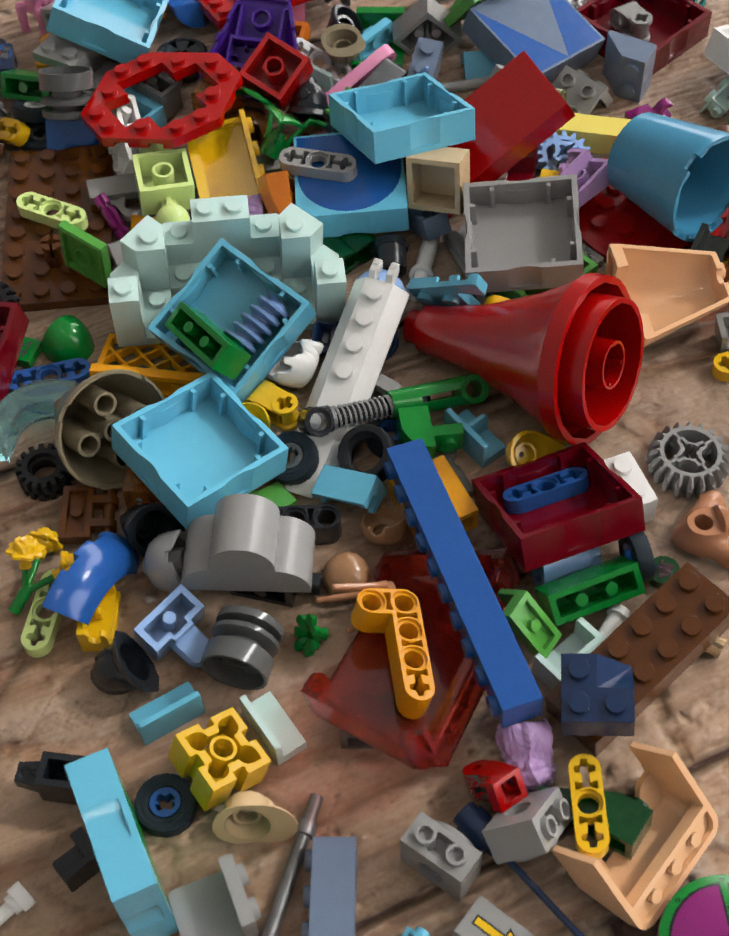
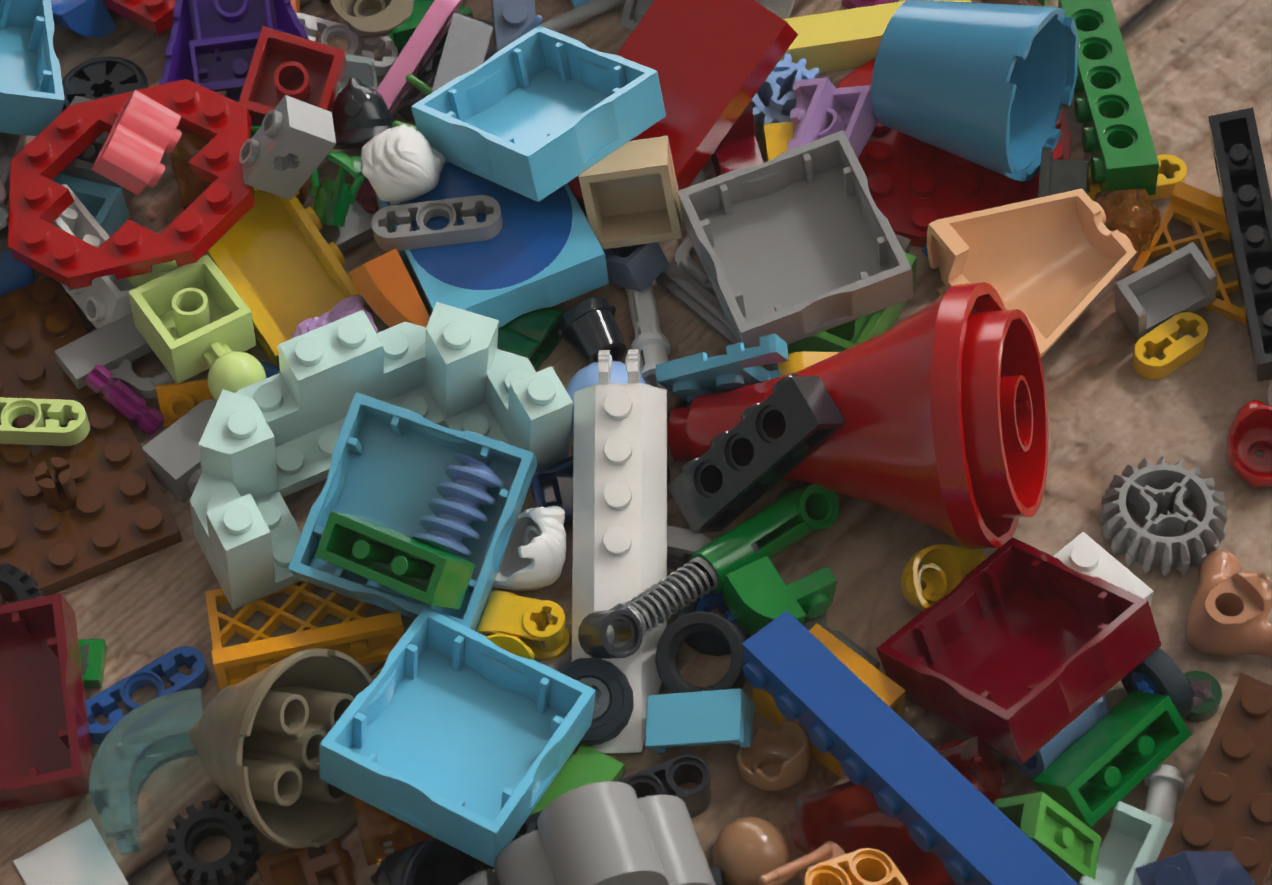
camera: 20 degrees left, 0 degrees up
(67, 340) = (146, 626): green helmet -> none
(85, 253) = (124, 477): bright green tile -> none
(173, 77) = (138, 143): none -> coral brick
(248, 97) = (287, 147): none -> light grey brick
(309, 125) = (401, 164): none -> white hair
(444, 342) = (809, 420): none -> black brick
(477, 439) = (858, 586): medium azure panel -> none
(558, 487) = (1009, 607): blue beam -> none

